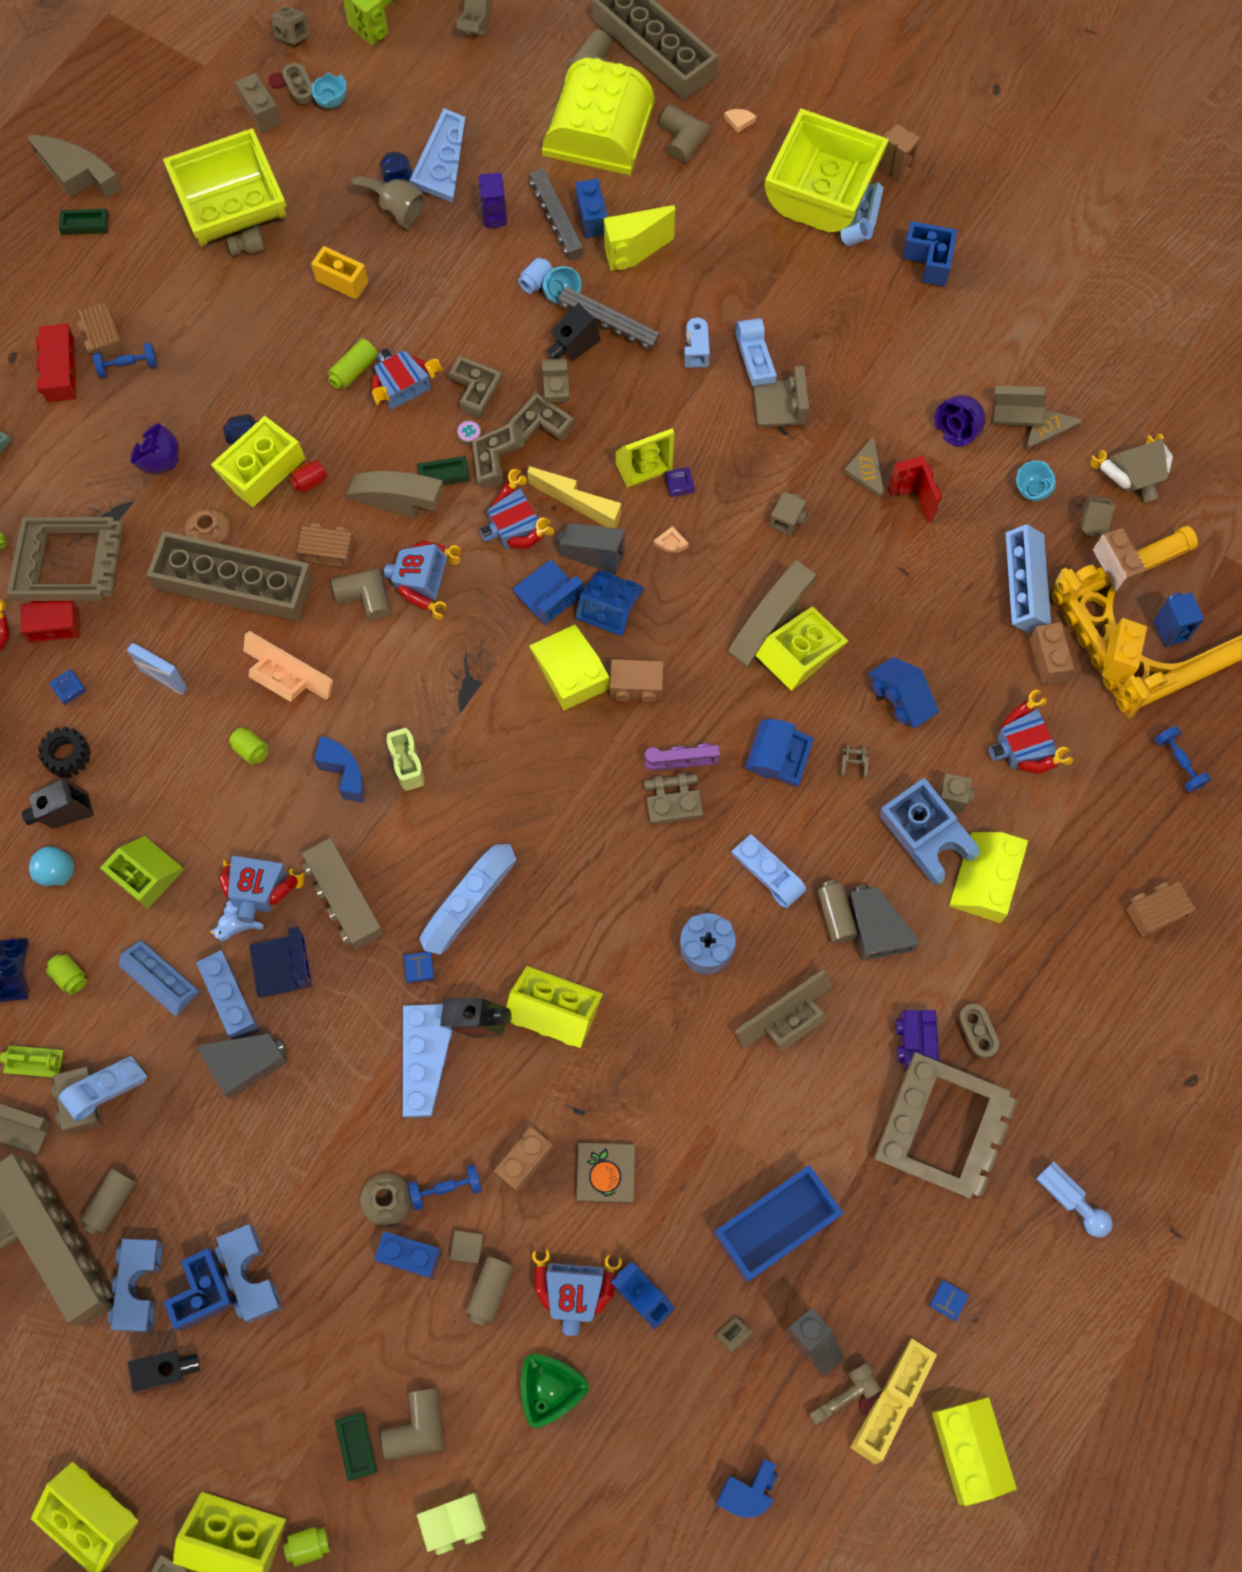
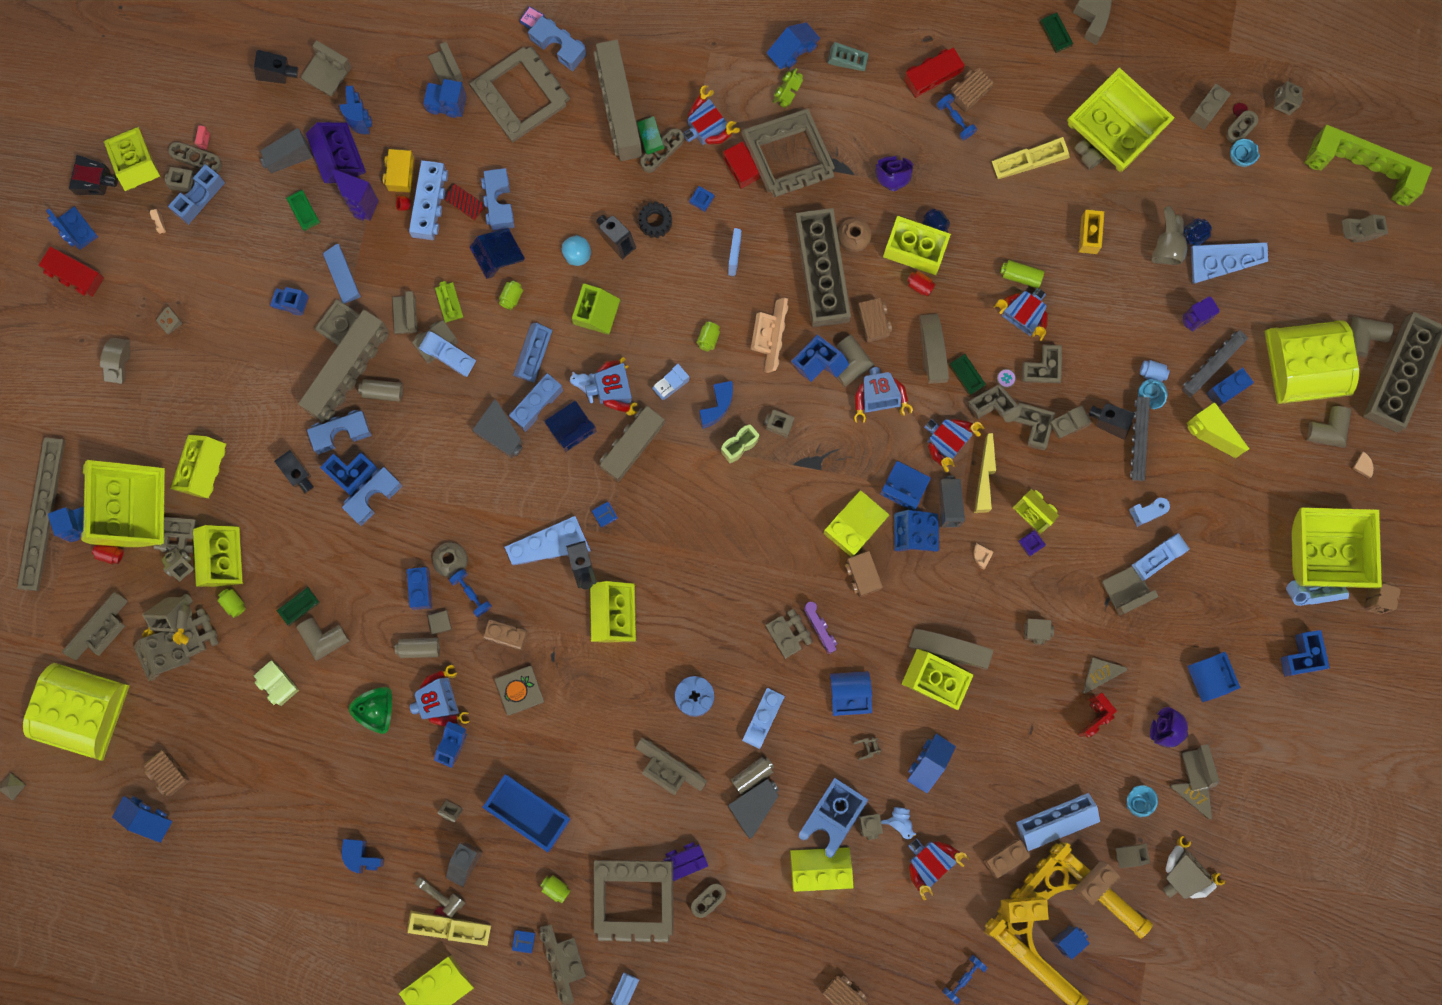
camera: 65 degrees right, 10 degrees up
(219, 303) = (1031, 159): none -> light yellow slope
(285, 813) = (671, 382): none -> light blue leg
(340, 619) = (819, 356): none -> blue brick
(402, 696) = (784, 419): none -> dark tan brick
(467, 898) = (663, 526): light blue brick -> none
(893, 1227) = (555, 889): none -> lime brick
(919, 353) = (1213, 677): none -> blue brick
(963, 757) = (901, 822): none -> light blue animal
(996, 1255) = (564, 963): none -> dark tan bracket

